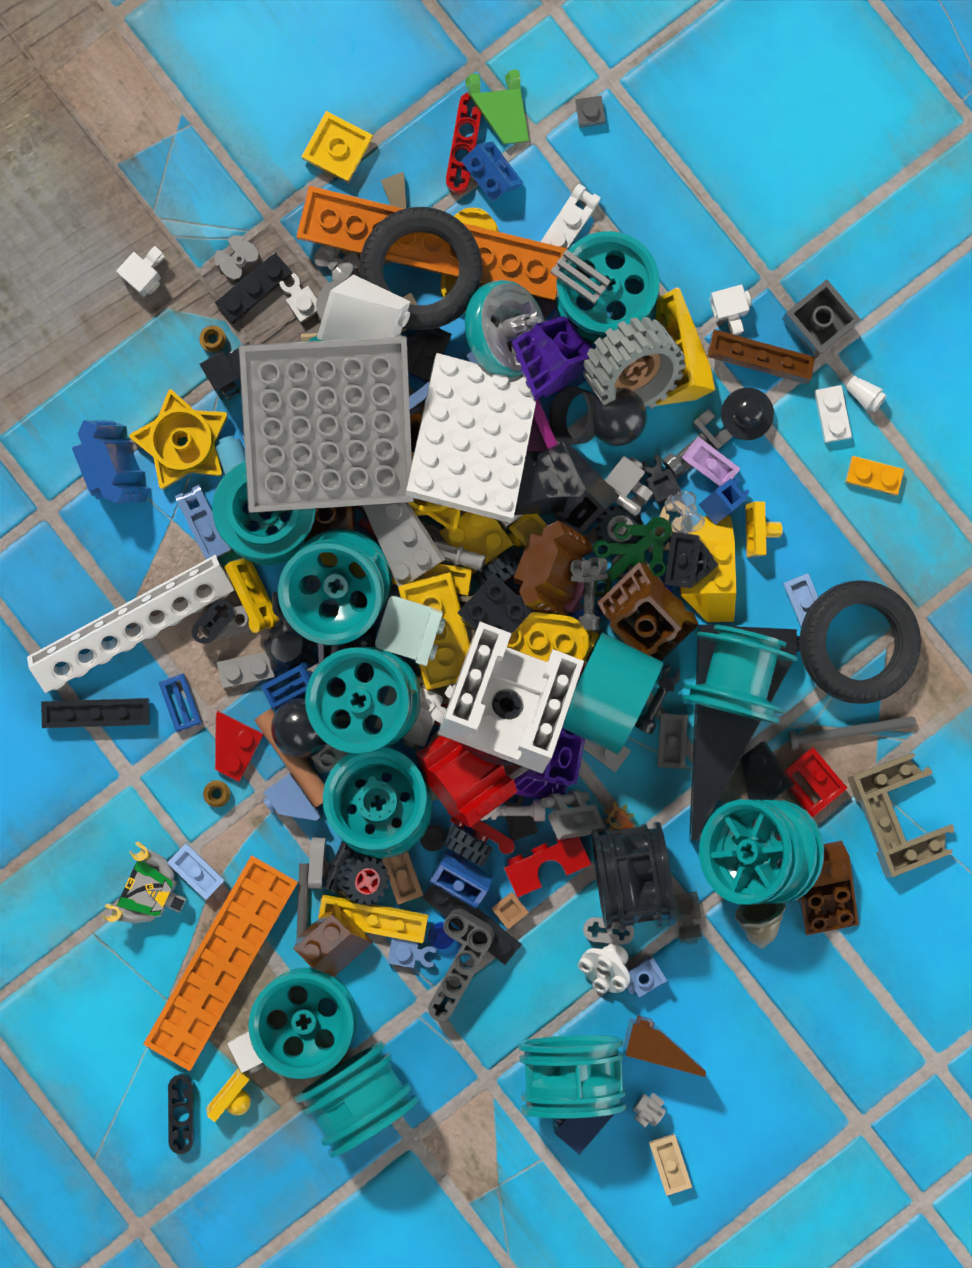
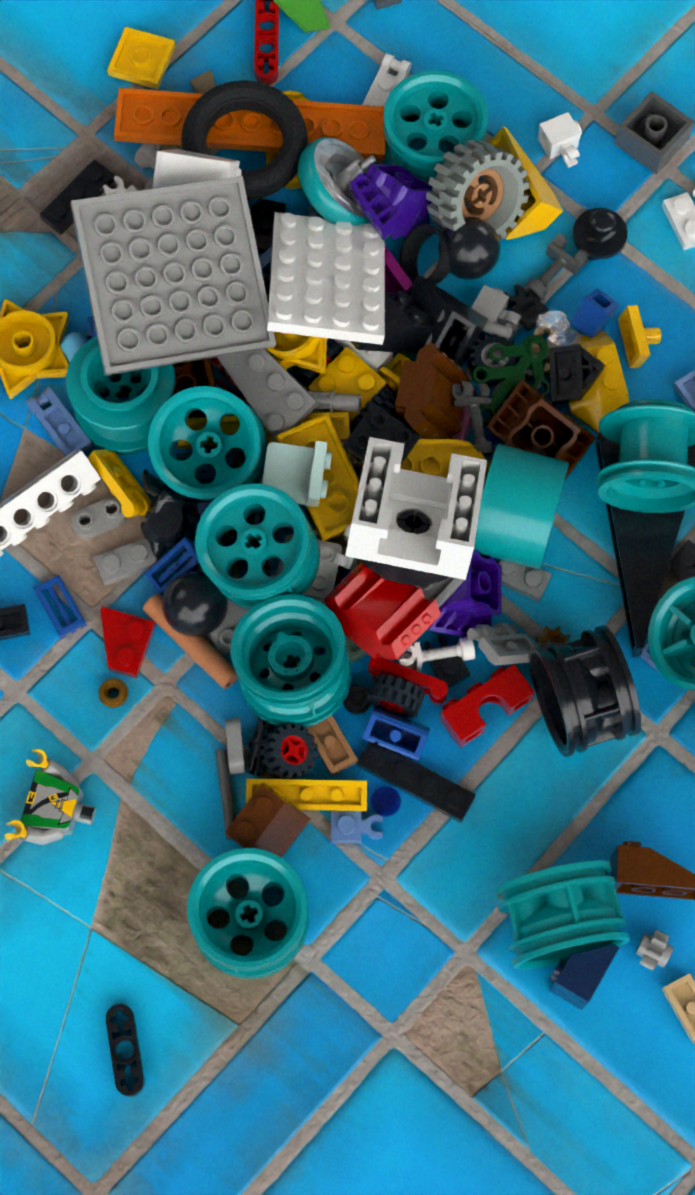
camera: 10 degrees left, 15 degrees down
(196, 871) = (103, 777): light blue plate -> none
(209, 331) = (39, 242): pearl gold plate -> none
(209, 617) = (88, 517): black beam -> none
(220, 963) = (144, 874): orange plate -> none
(224, 373) = (60, 272): black brick -> none
(231, 1097) = (181, 1020): yellow tile -> none
(244, 253) = (53, 180): light grey piece -> none
(245, 1054) = (191, 964): white brick -> none
(290, 800) = (195, 684): medium blue slope -> none
(356, 1099) = (323, 983): teal wheel -> none
(458, 968) = (408, 828): dark grey beam -> none
(491, 170) = (297, 54): blue bracket -> none
(510, 910) = (455, 760): medium nougat plate -> none
(586, 268) = (408, 108): light grey tile -> none
(603, 937) = (567, 772): light grey beam -> none
(606, 968) = (573, 802): white plate -> none
(654, 973) = (626, 796): medium blue brick -> none
(666, 684) = (574, 500): black bar -> none
(672, 741) = (593, 557): dark grey plate -> none
(686, 910) = (652, 727): clear smoke plate -> none
(710, 462) = (571, 278): lavender plate -> none
(761, 356) = (601, 177): reddish brown plate -> none

